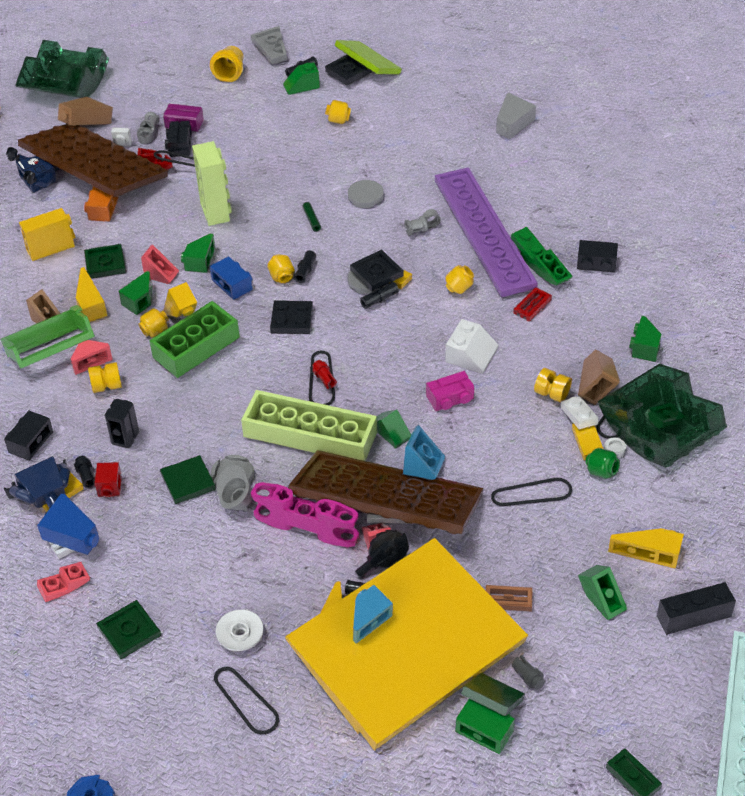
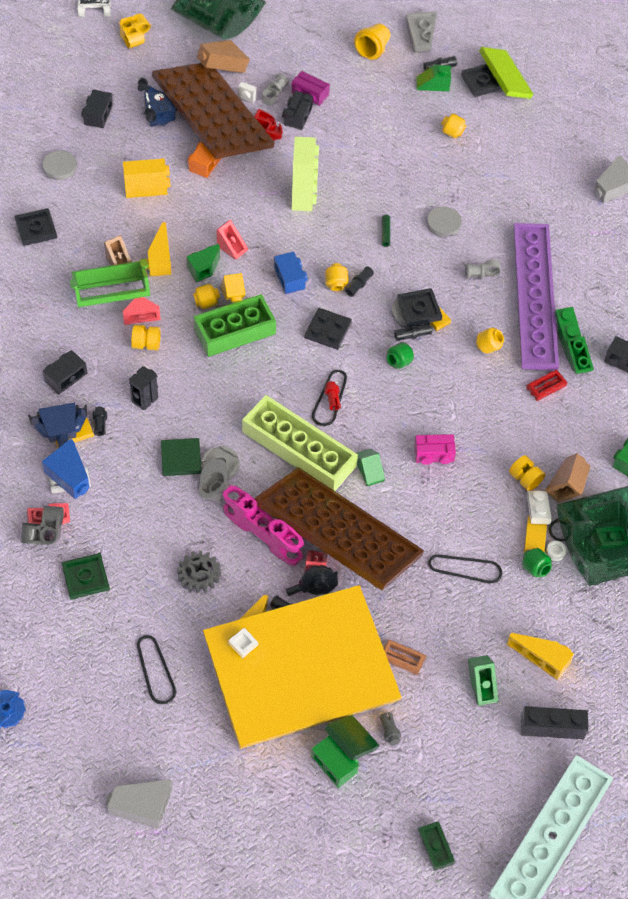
camera: 15 degrees right, 10 degrees up
(57, 602) = (51, 520): none -> dark grey piece
(104, 261) = (187, 218): dark green tile -> none
(108, 479) = (115, 435): red brick -> none
(174, 161) = (277, 119): black piece -> none
(199, 254) = (271, 239): green slope -> none
(239, 622) = (171, 601): white dish -> none
(254, 583) = (198, 569): none -> dark grey gear
(336, 633) = (243, 642): none -> white plate
(371, 611) = (276, 634): dark azure slope -> none
(376, 318) = (400, 355): none -> green head
(422, 456) = (383, 504): dark azure slope -> none
(470, 347) = (471, 411): white slope -> none

